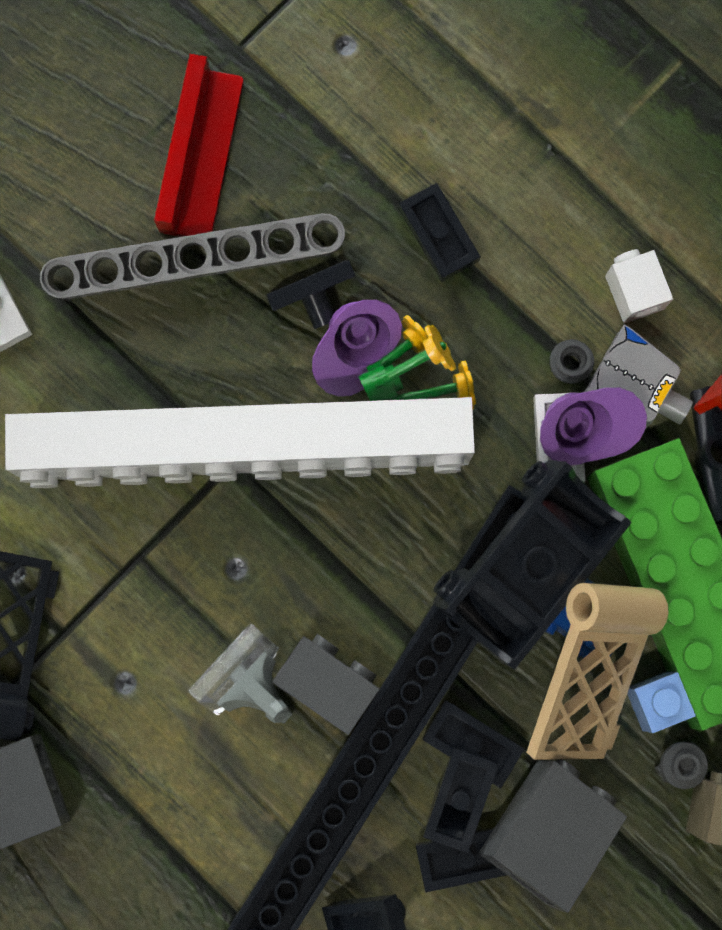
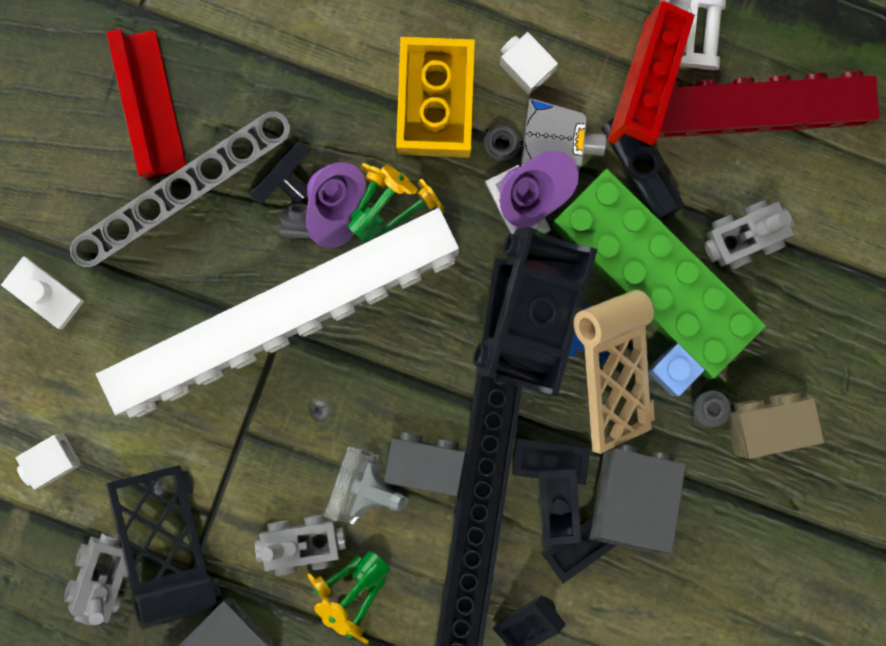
camera: 25 degrees left, 5 degrees up
(131, 708) = (287, 547): none -> light grey brick
(209, 779) = (368, 574): none -> green plant
(301, 348) = (294, 222): none -> dark grey plate
(439, 232) = (359, 87): black plate -> none
(519, 277) = (435, 97): none -> yellow brick

